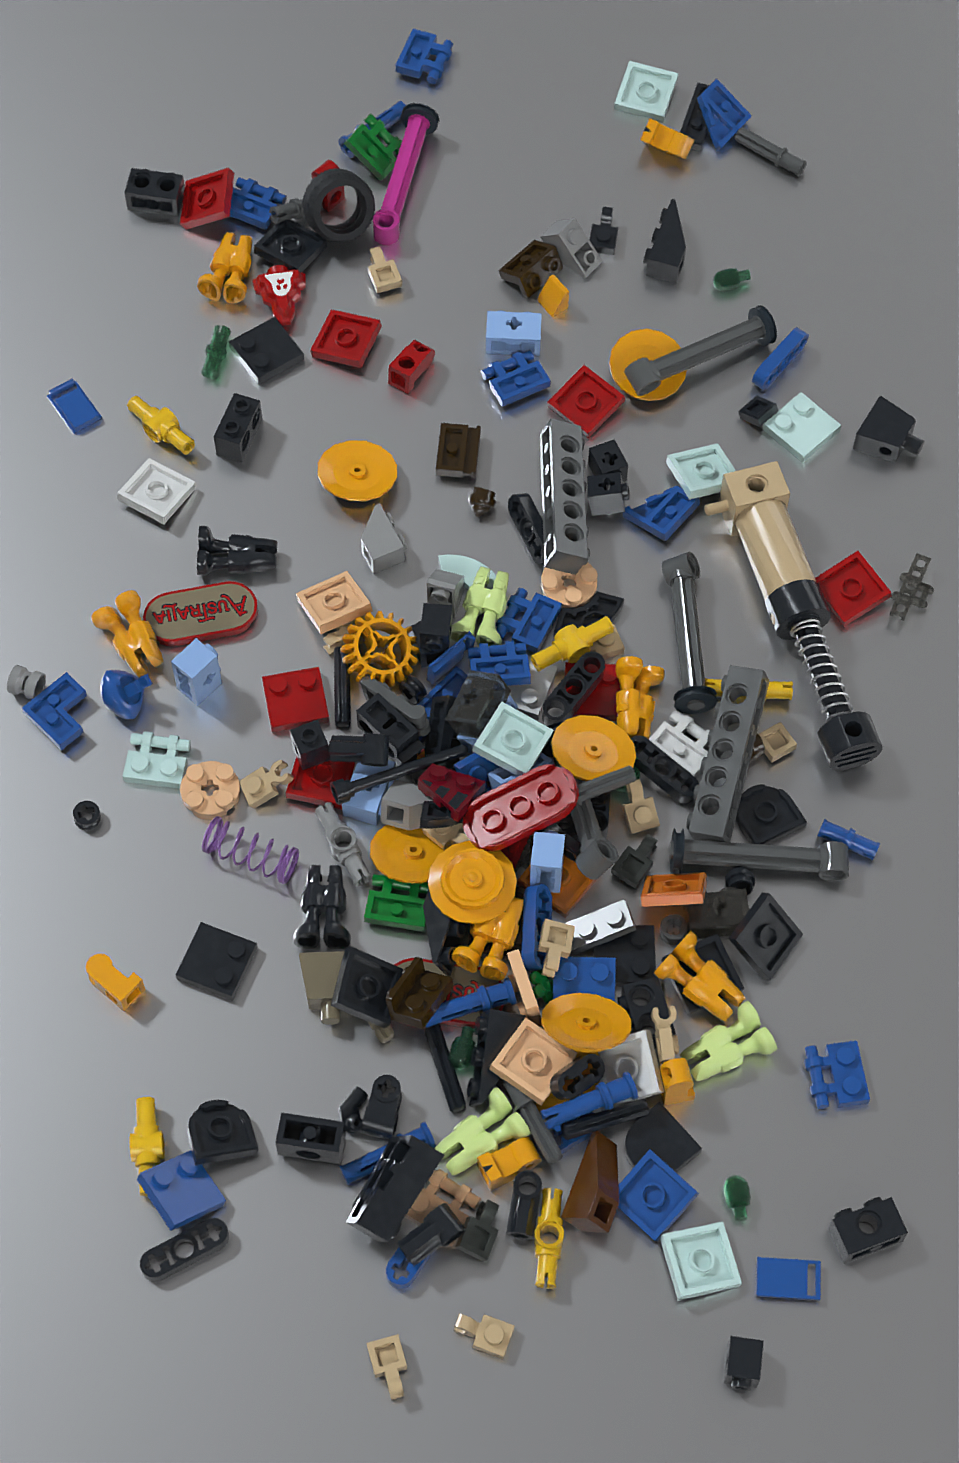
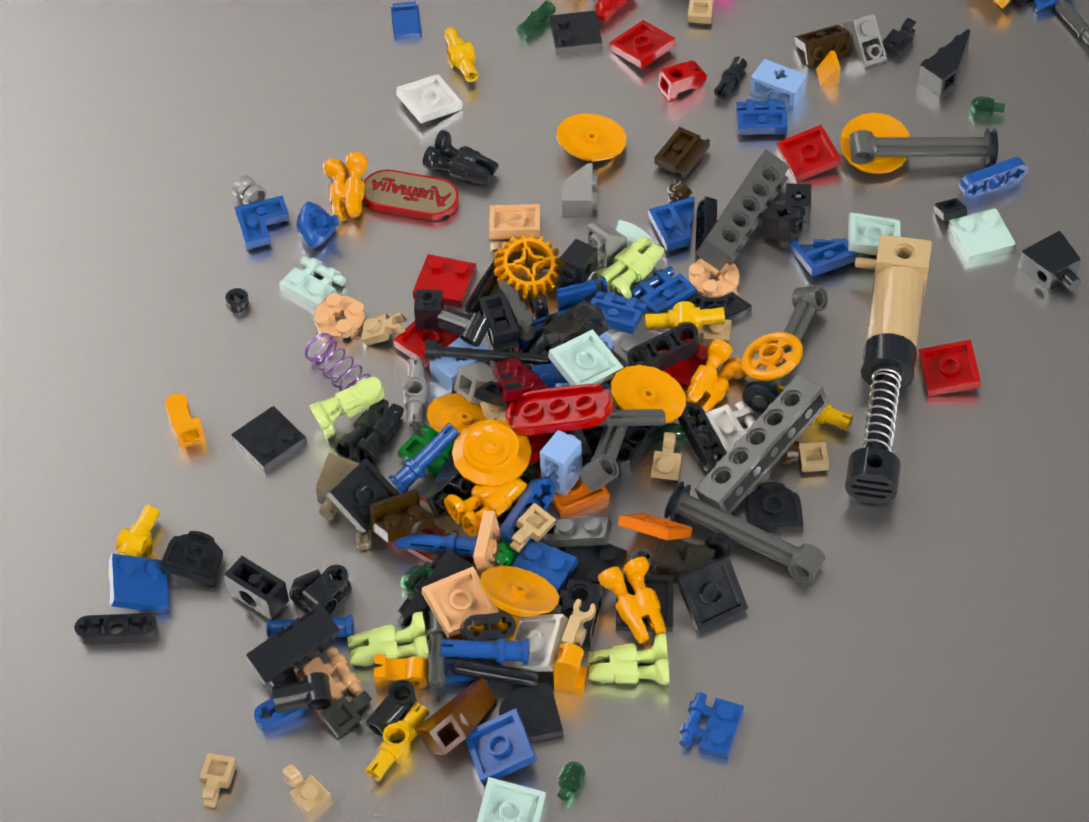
camera: 30 degrees right, 10 degrees down
(197, 671) = (377, 228): light blue brick -> none
(238, 427) = (517, 75): black brick -> none
(288, 888) = (348, 401): none -> yellowish green piece
(395, 929) = (416, 466): none -> blue pin
(445, 1068) = (394, 588): black axle -> none
(458, 343) = (730, 77): none -> black pin
(495, 536) = (674, 222): none -> blue wing
(635, 864) = (641, 499): pearl dark grey plate -> none
(697, 671) = (771, 356): none -> light orange plate
(854, 841) = (832, 553): blue pin -> none
(916, 582) = (1009, 383): clear smoke piece -> none

